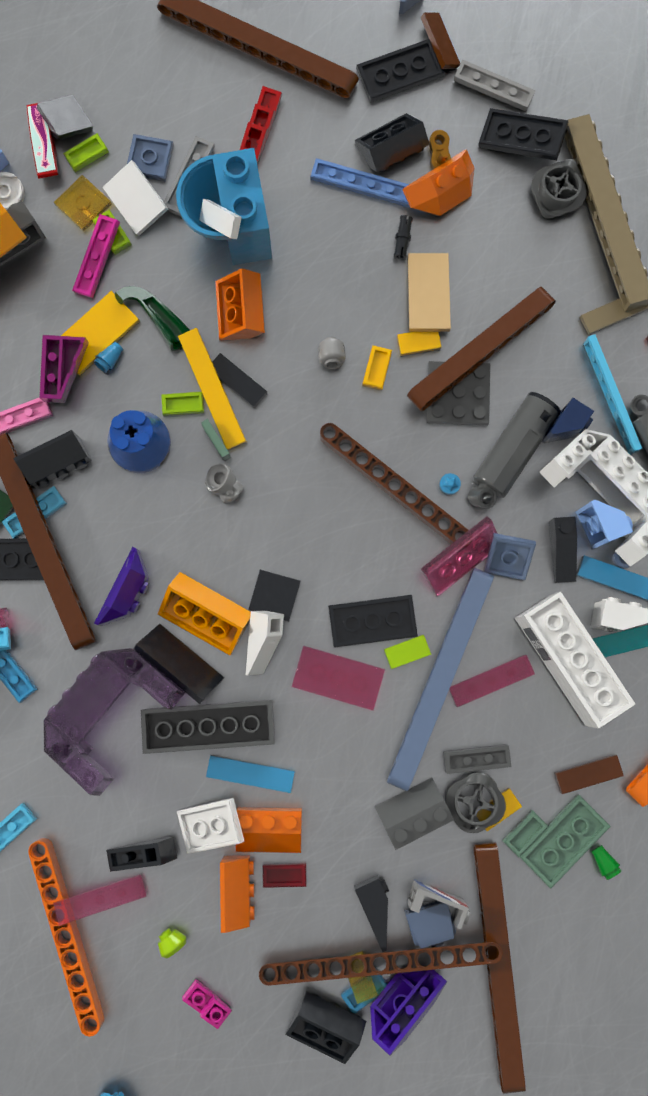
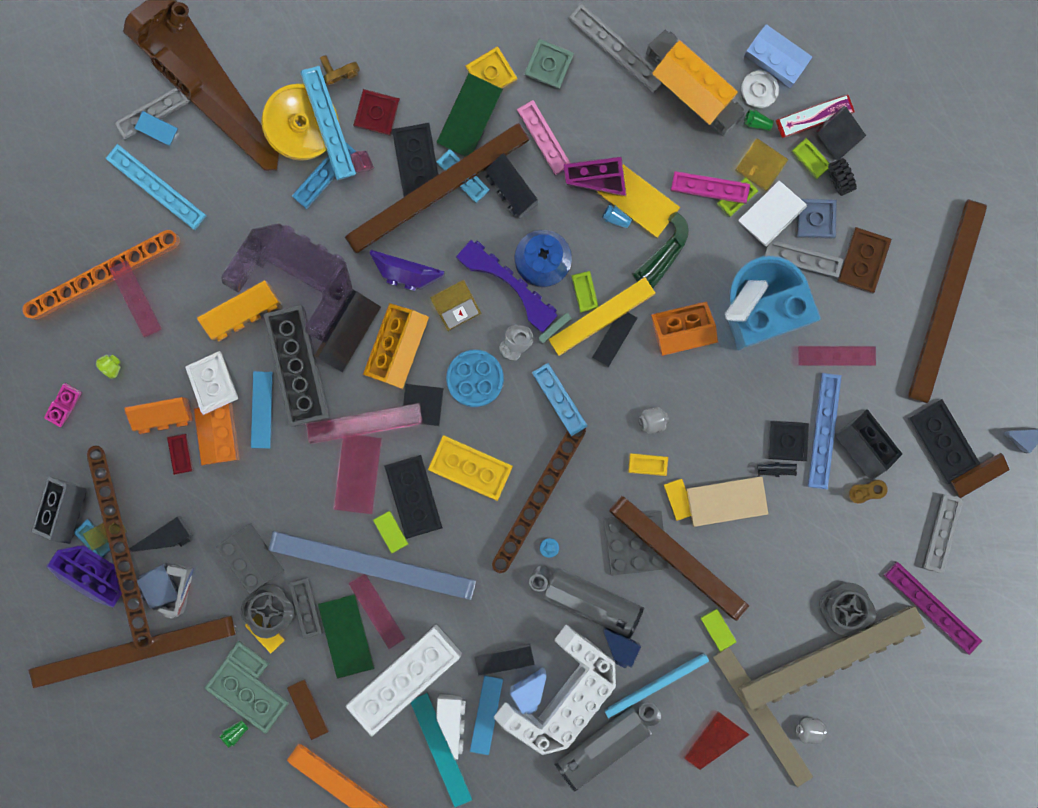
camera: 85 degrees right, 5 degrees up
(34, 198) = (757, 120): none -> green cone
(110, 120) = (842, 176): none -> black tyre
(127, 510) = (477, 260): none -> dark purple arch
(135, 782) = (239, 311): none -> light orange slope
(142, 854) = (178, 327): black slope -> none
(173, 542) = (455, 305): none -> clear yellow tile
(201, 117) = (864, 260): none -> reddish brown tile
(255, 534) = (475, 378): none -> dark azure tile
(261, 121) = (862, 316): red slope -> none
(264, 636) = (381, 402): white slope -> none
(285, 665) = (364, 423): none -> clear pink tile
(293, 446) = (559, 399): none -> dark azure tile
(295, 160) = (837, 356): none -> clear pink tile
(351, 554) = (470, 468): none -> yellow tile
(375, 222) = (788, 441): none -> black tile
(443, 186) = (832, 499): orange wedge -> none
(460, 557) = (482, 567): clear pink tile -> none
(509, 556) = (489, 611): sand blue tile -> none
(514, 719) = (346, 636): none -> dark green tile
(523, 134) = (896, 568): black tile -> none
(561, 323) = (718, 630): none -> lime tile
(585, 95) = (933, 608): none -> magenta tile

